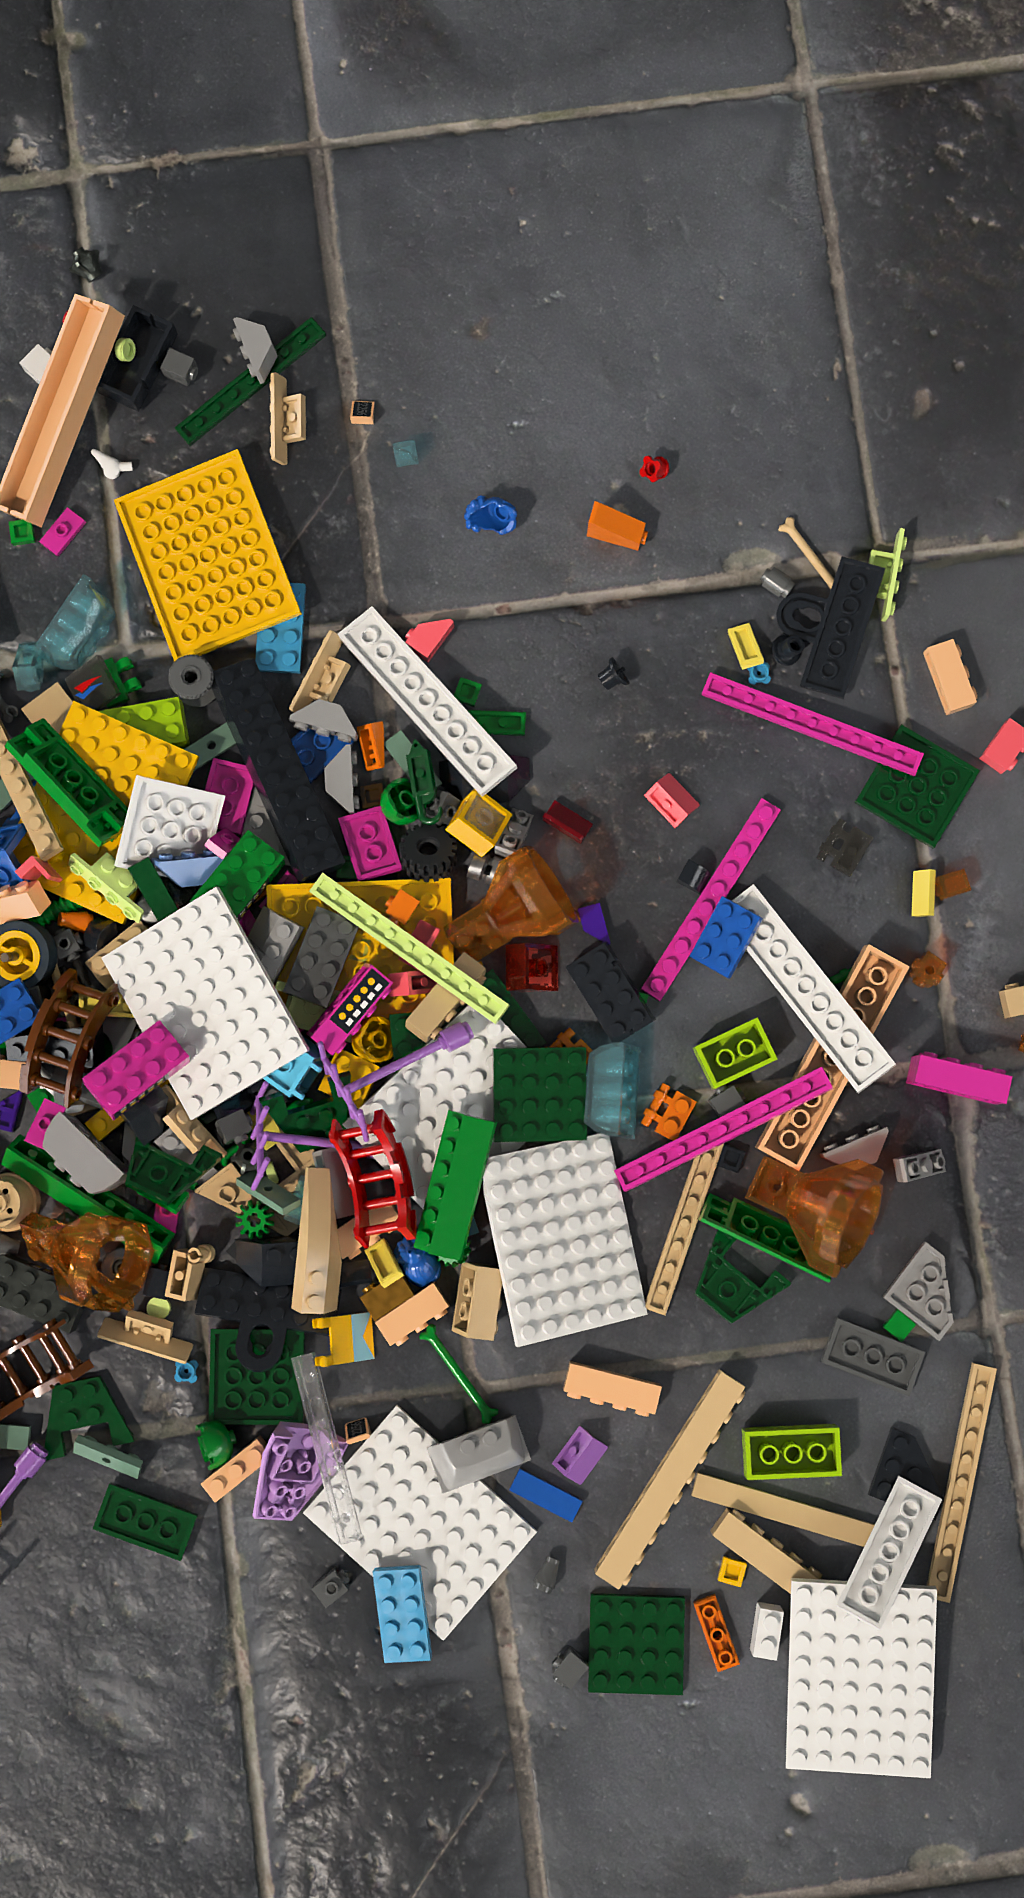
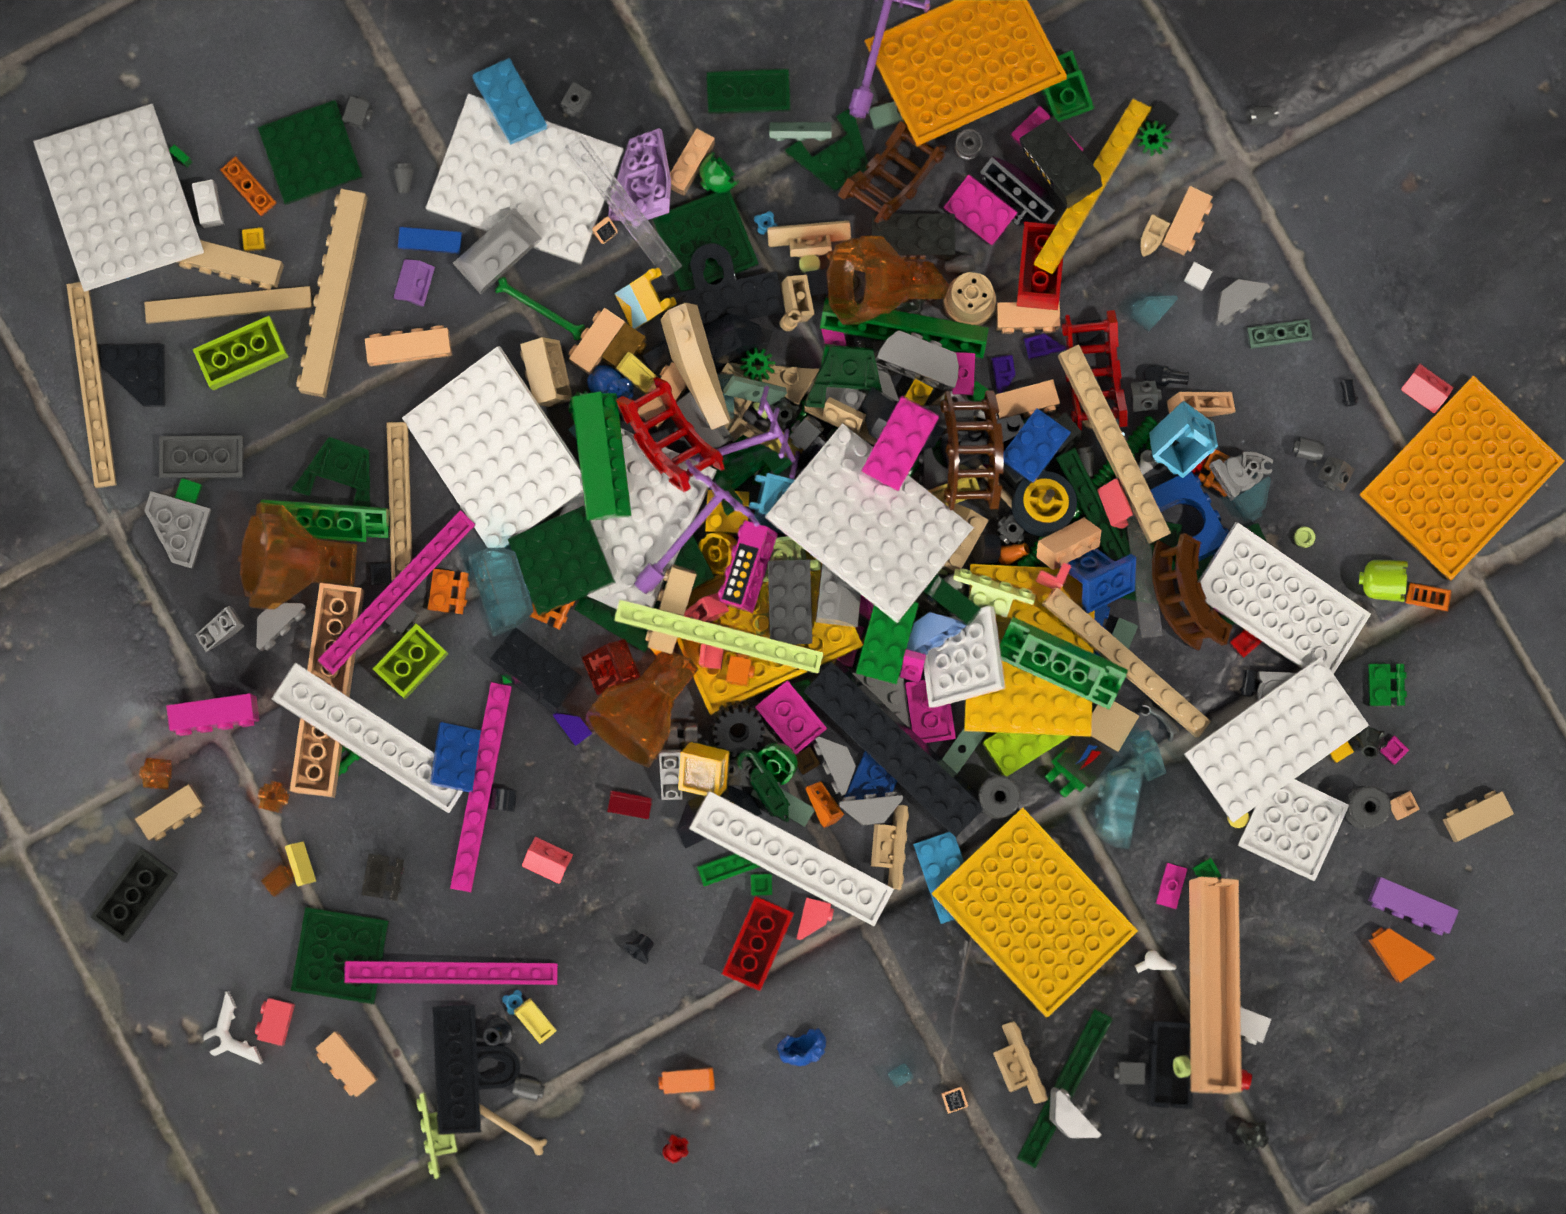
camera: 155 degrees right, 0 degrees up
(494, 632) = (757, 943): none -> red brick
(776, 1696) = (180, 155): none -> green tile
(889, 1553) = (132, 302): white plate -> none

